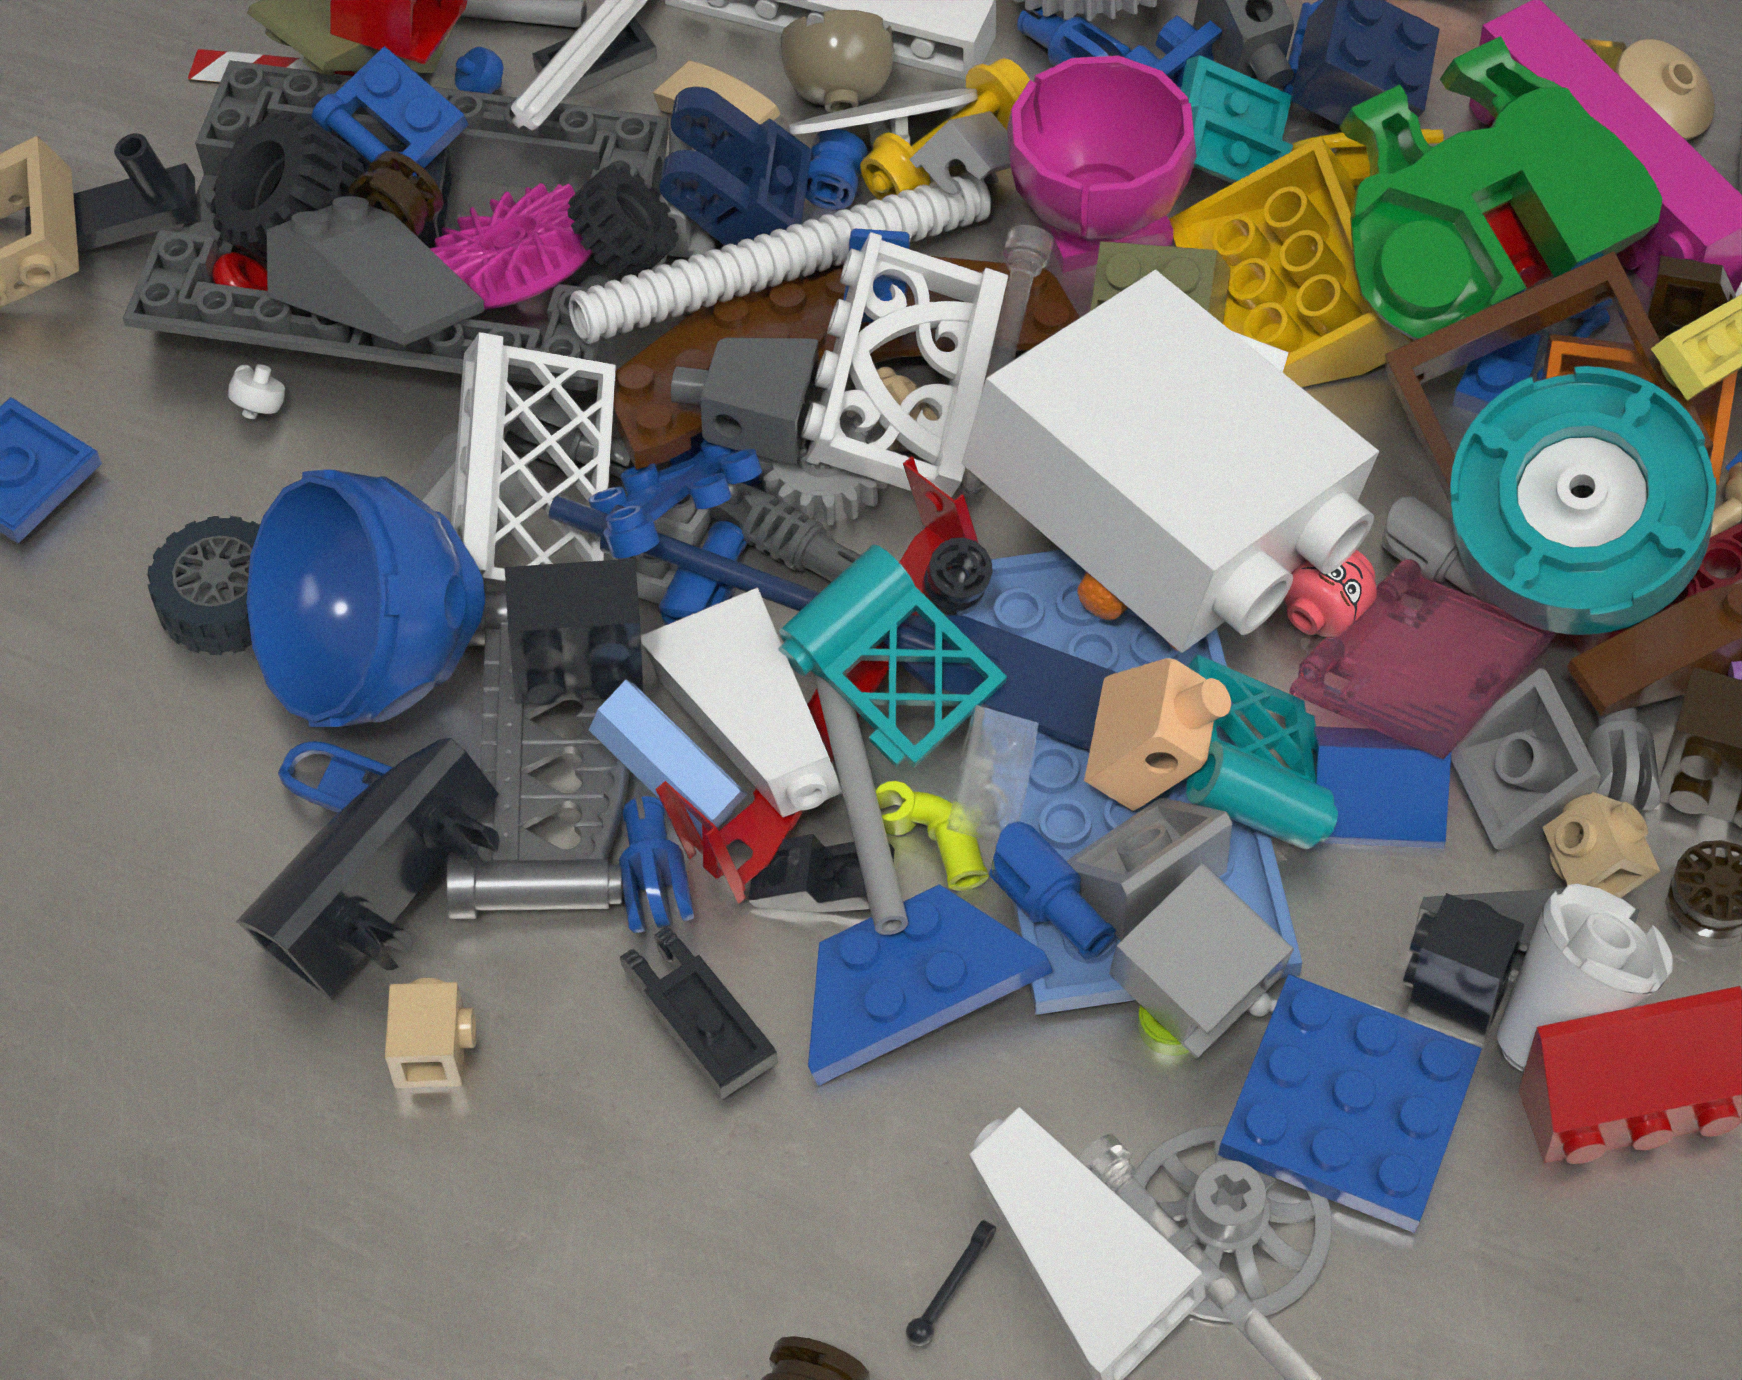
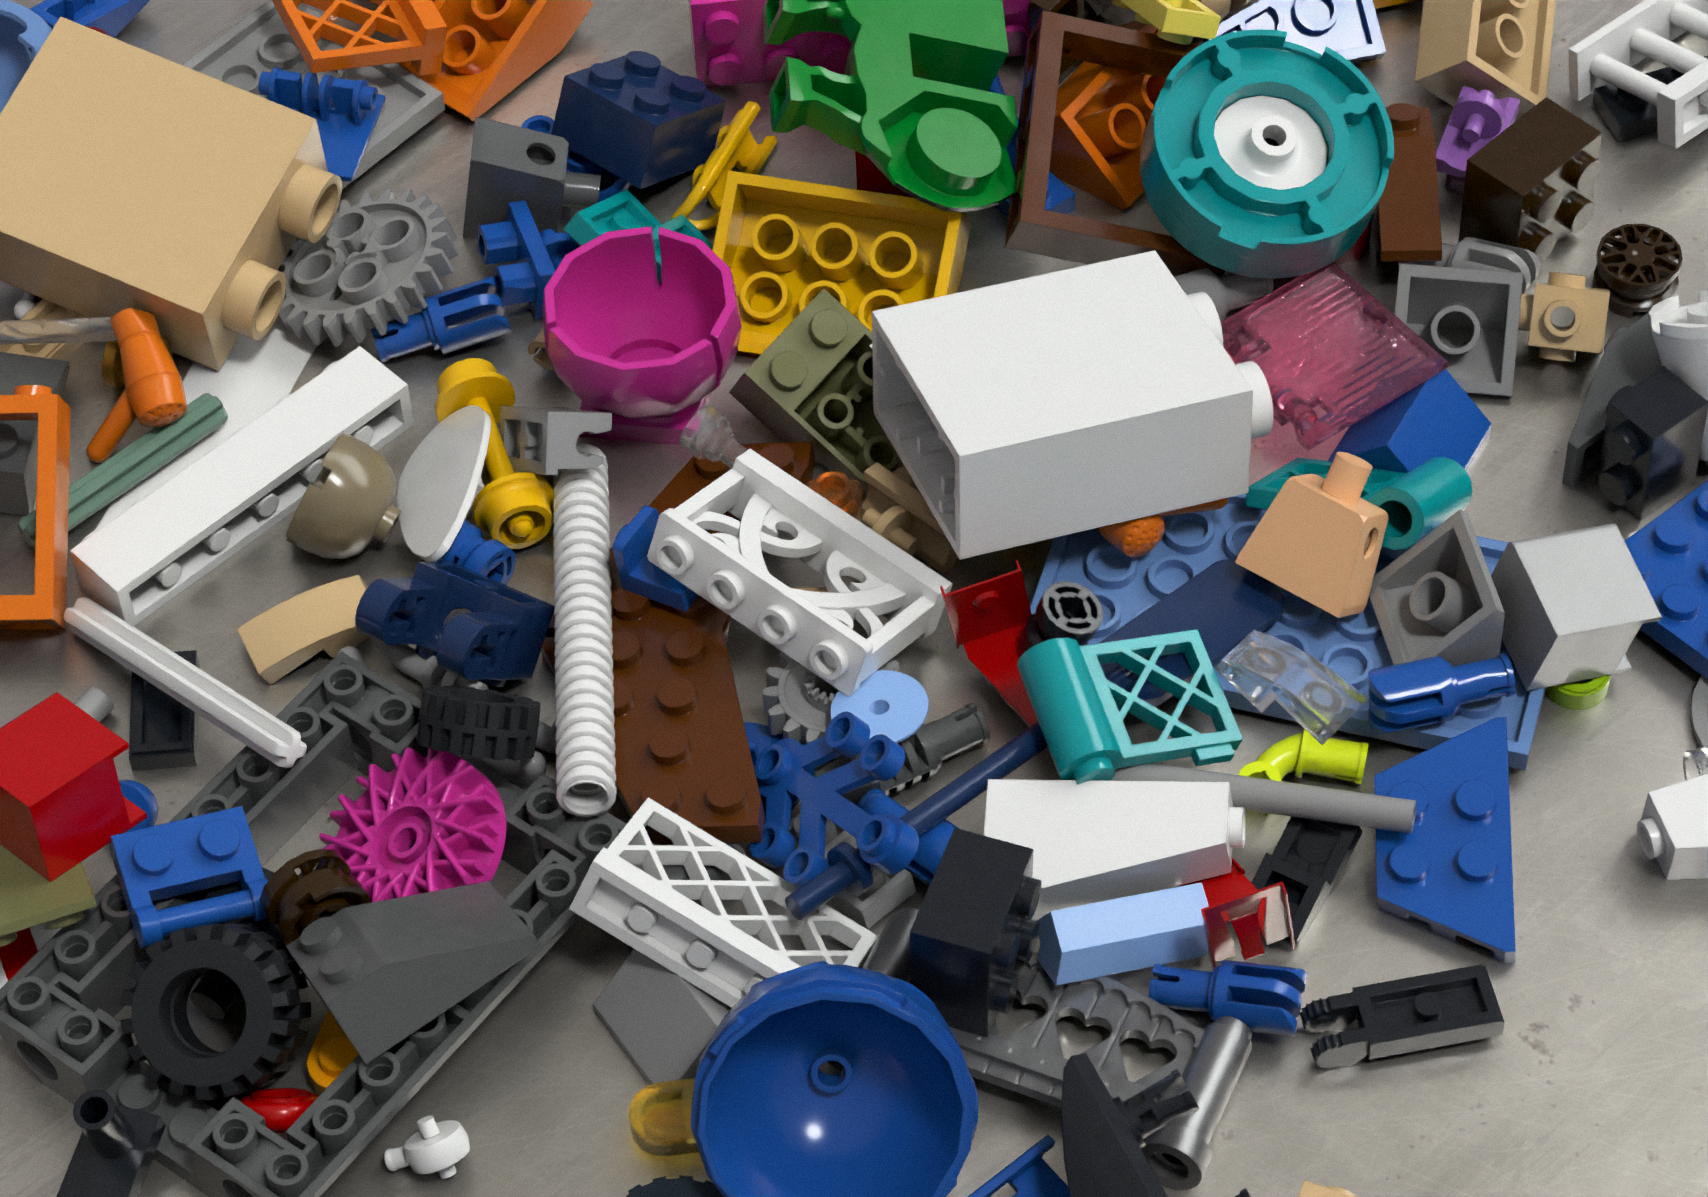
camera: 65 degrees left, 5 degrees down
(753, 394) = (764, 695): dark grey torso -> none
(802, 490) = (888, 703): none -> light blue piece

